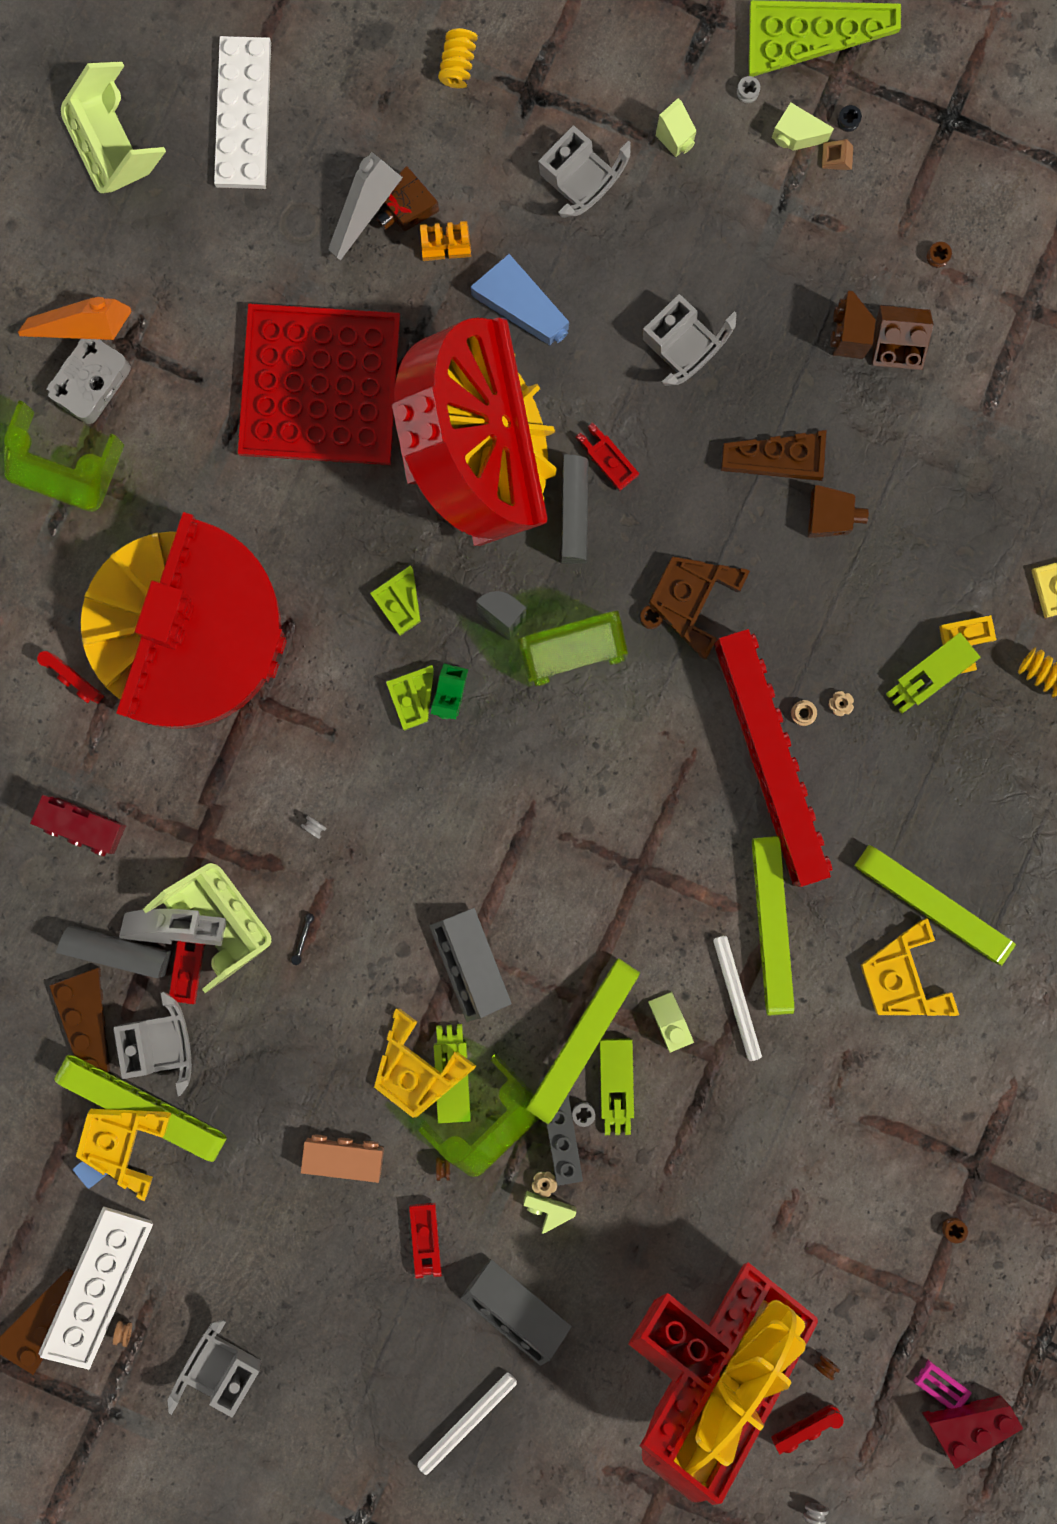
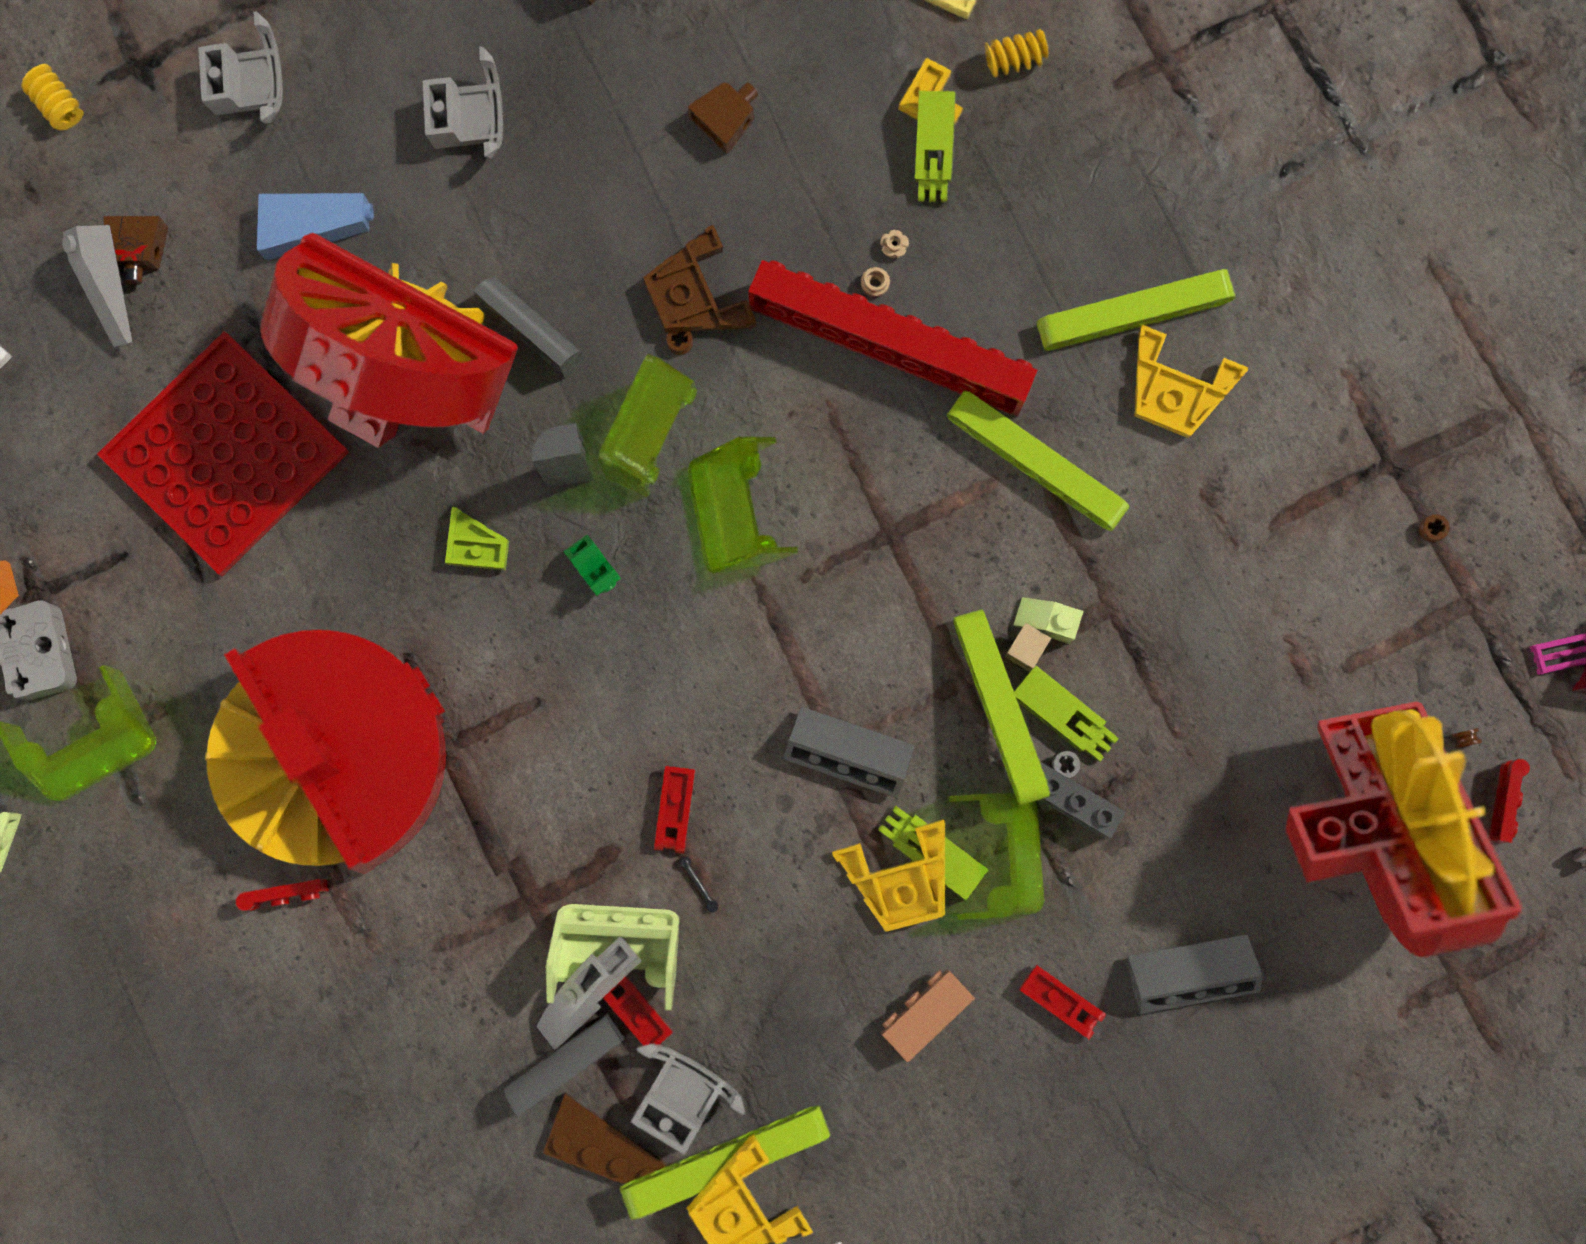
camera: 45 degrees left, 5 degrees down
(78, 825) = (420, 1000): dark red wedge -> none
(313, 827) = (607, 788): light grey bush -> none
(338, 881) = (674, 808): none -> red plate
(412, 696) = (568, 603): lime wing -> none
(434, 242) = (204, 231): light orange legs -> none
(442, 1169) = (1011, 931): reddish brown bush -> none
(467, 1423) = (1258, 1104): white axle -> none
(546, 1177) = (1091, 851): tan plate -> none
(556, 1211) = (1133, 862): yellowish green slope -> none
(563, 747) = (726, 508): none -> clear neon green windscreen
(608, 458) = (510, 261): red hinge -> none
(640, 1024) = (1027, 647): none -> tan panel
(737, 998) = (1075, 545): white axle -> none
(788, 457) = (645, 110): reddish brown wing -> none

